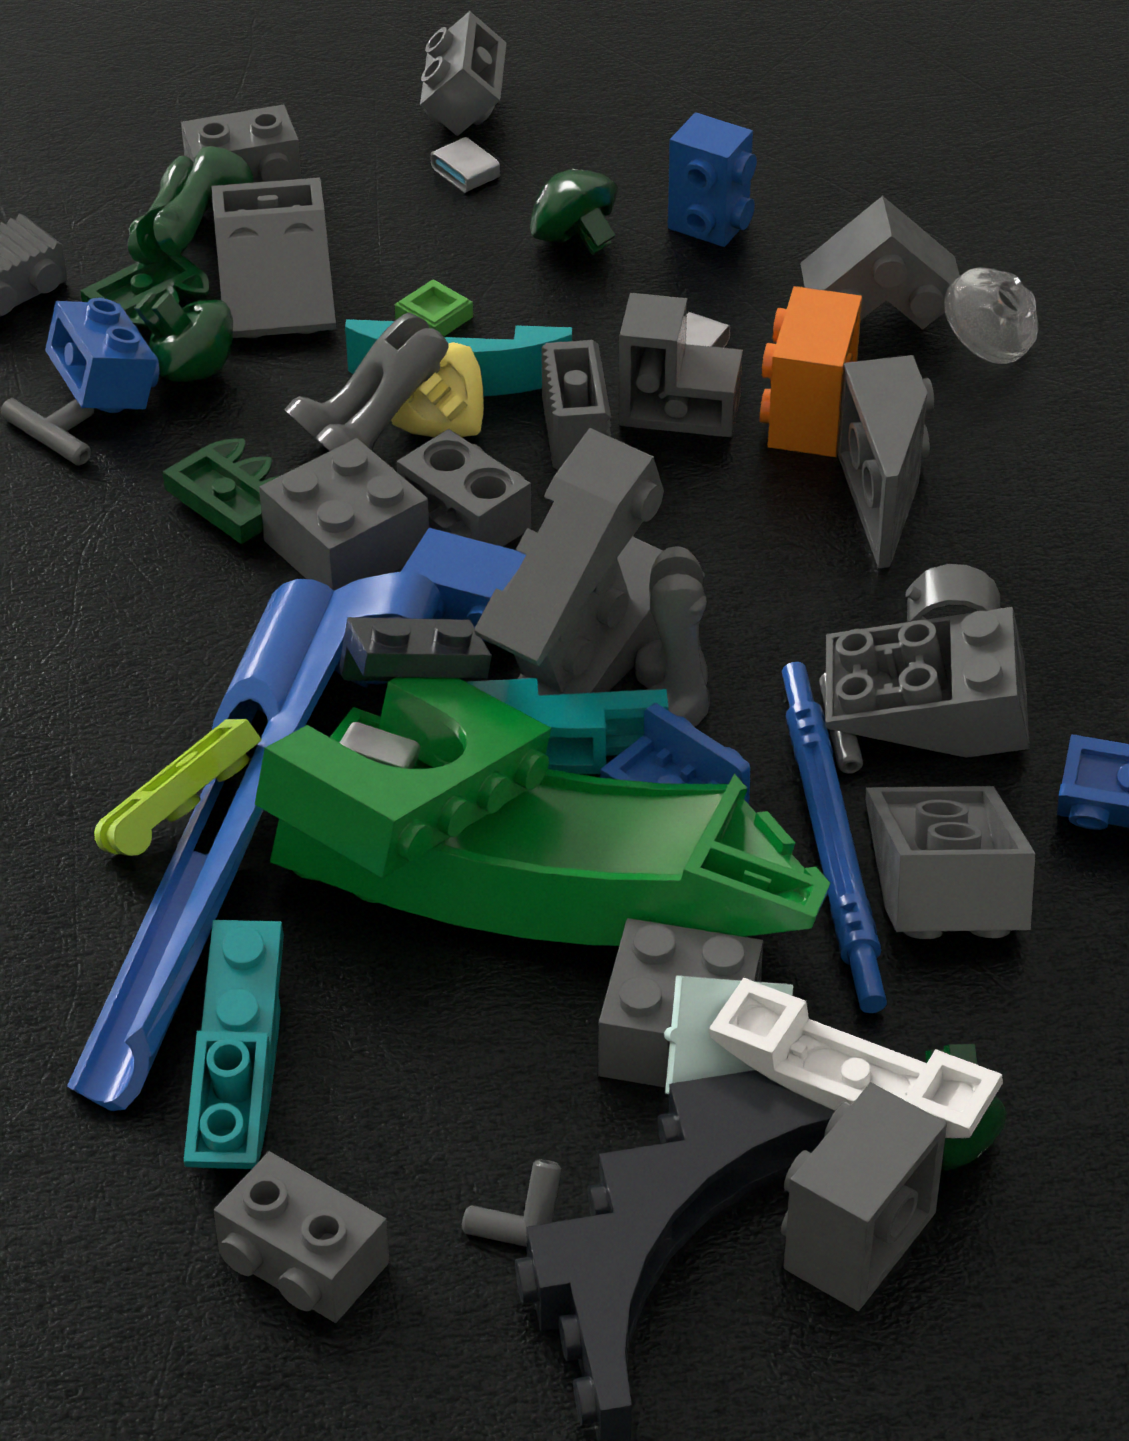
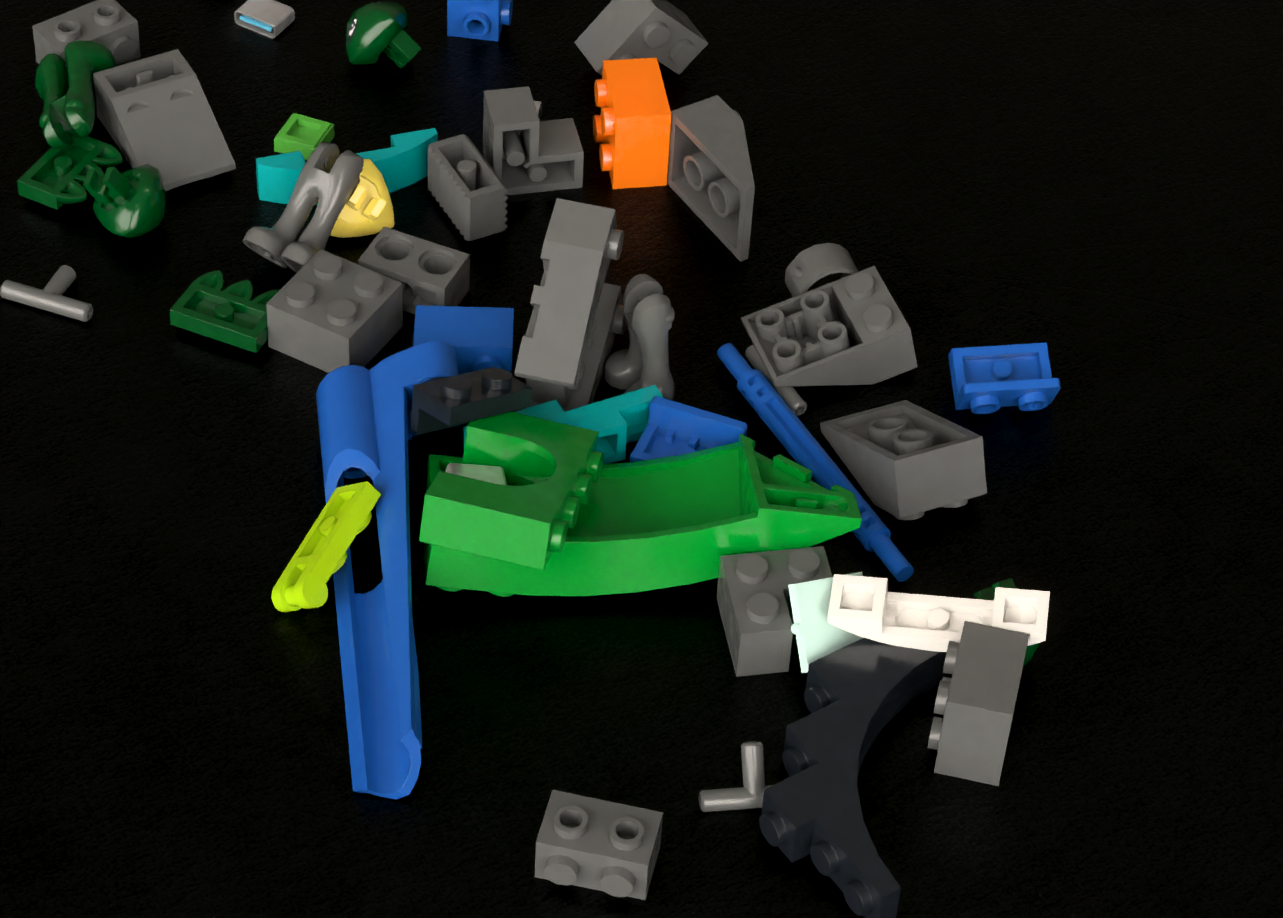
camera: 25 degrees left, 0 degrees up
(101, 355) = (68, 228): blue brick -> none
(235, 1046) = (474, 725): teal slope -> none
(985, 321) = (735, 51): clear piece -> none

